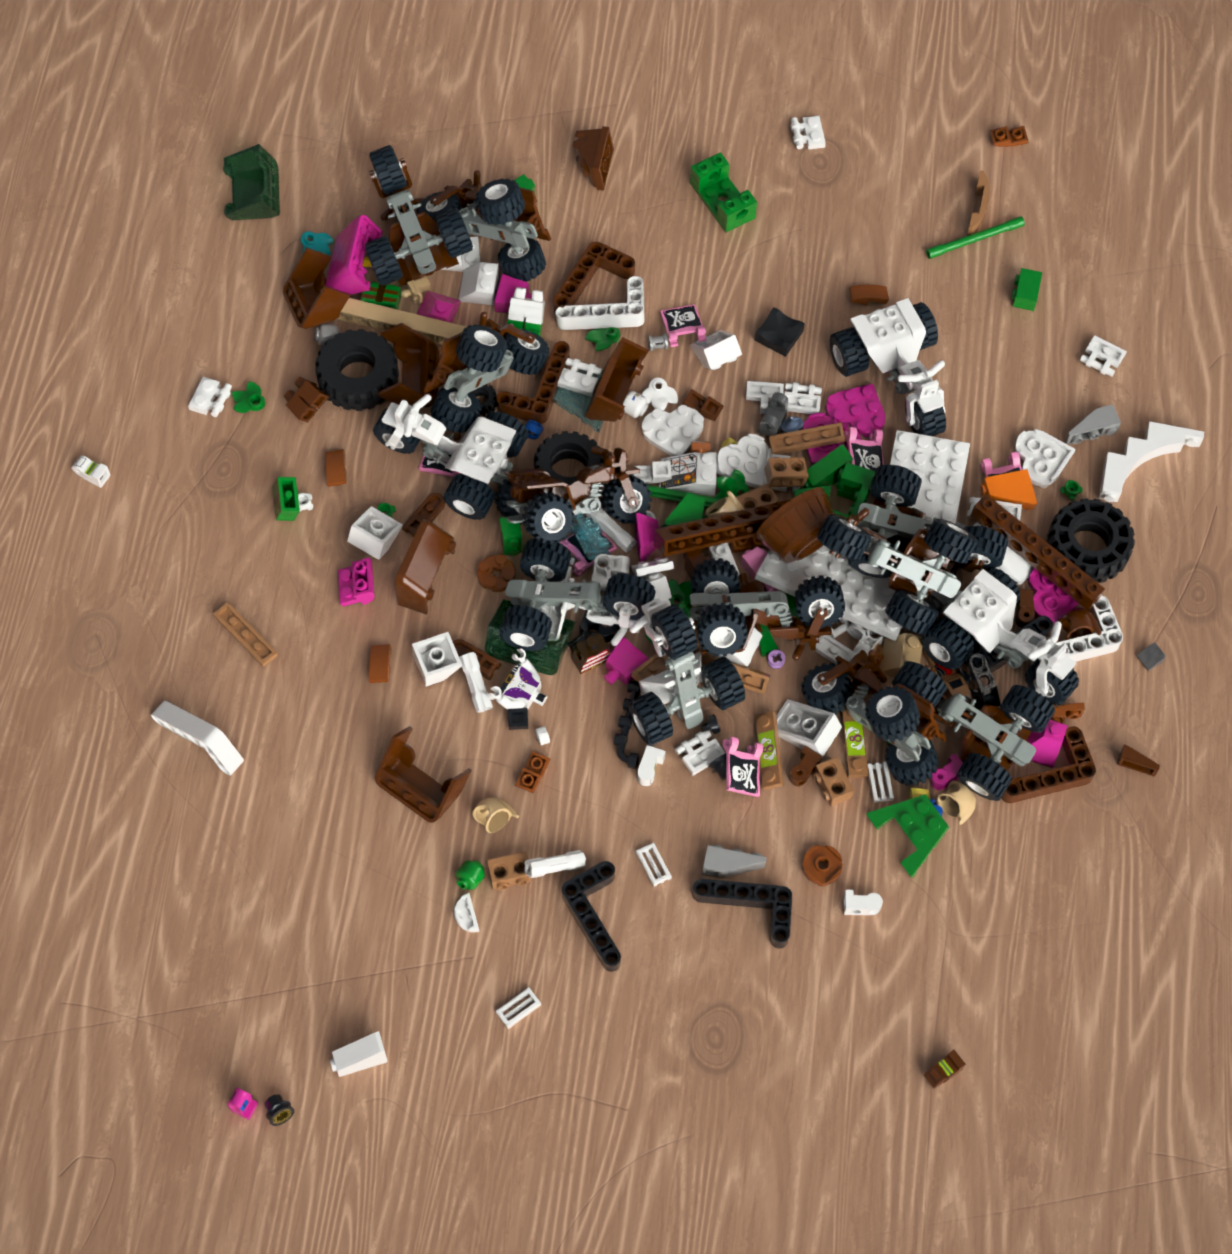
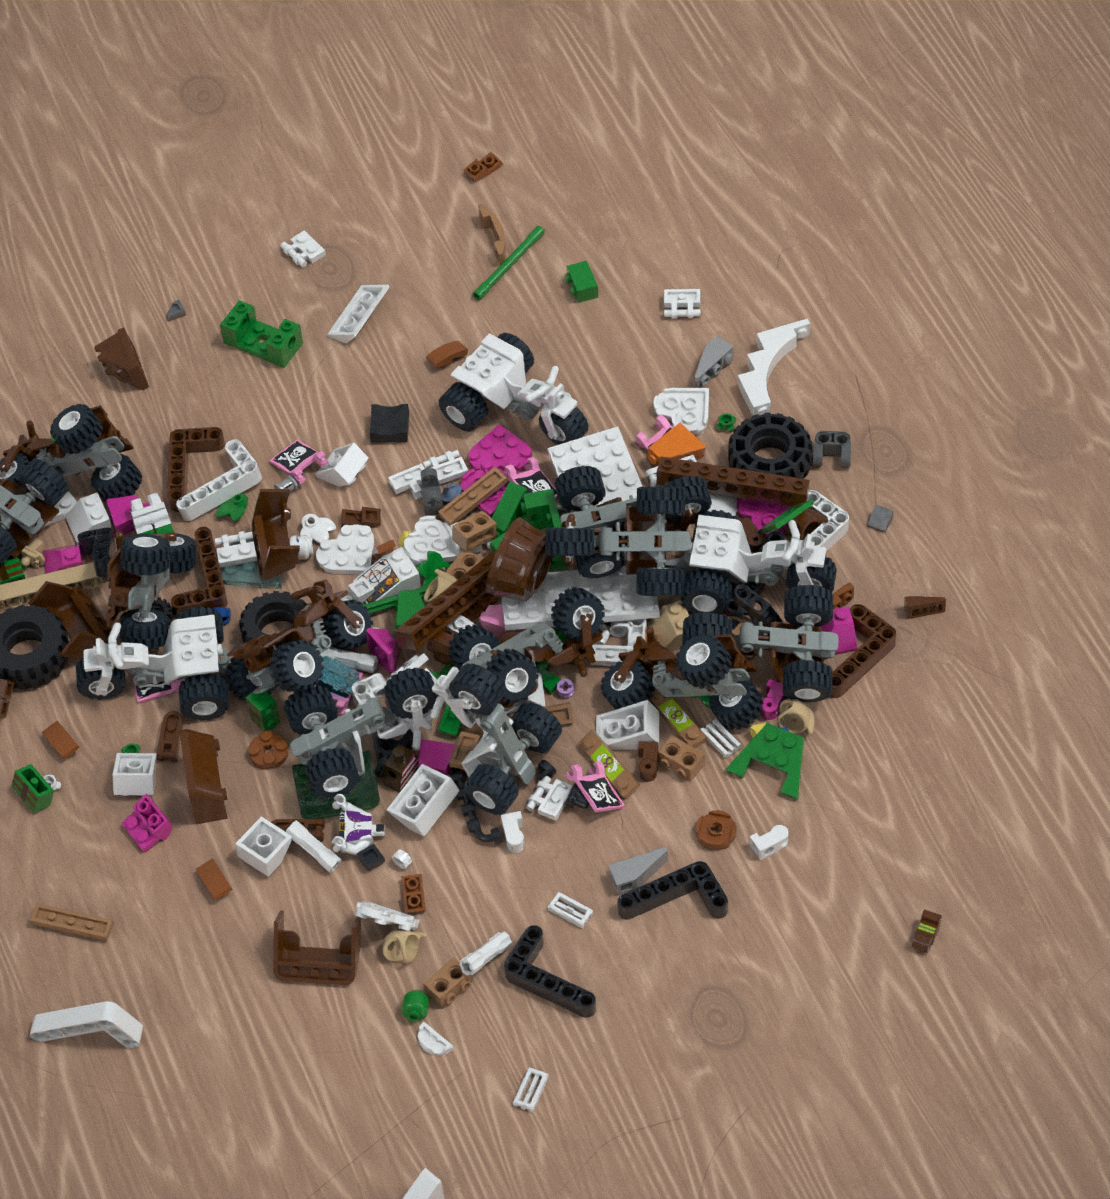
camera: 25 degrees left, 10 degrees down
(468, 310) = (99, 544): none -> black beam
(492, 777) = (386, 915): none -> white plate
(591, 693) = (423, 799): none -> white slope
(667, 133) = (176, 311): none -> flat silver tile
(817, 215) = (357, 312): none -> white slope
(1060, 613) = (786, 517): none -> green window
(1150, 565) = (832, 444): none -> dark grey piece

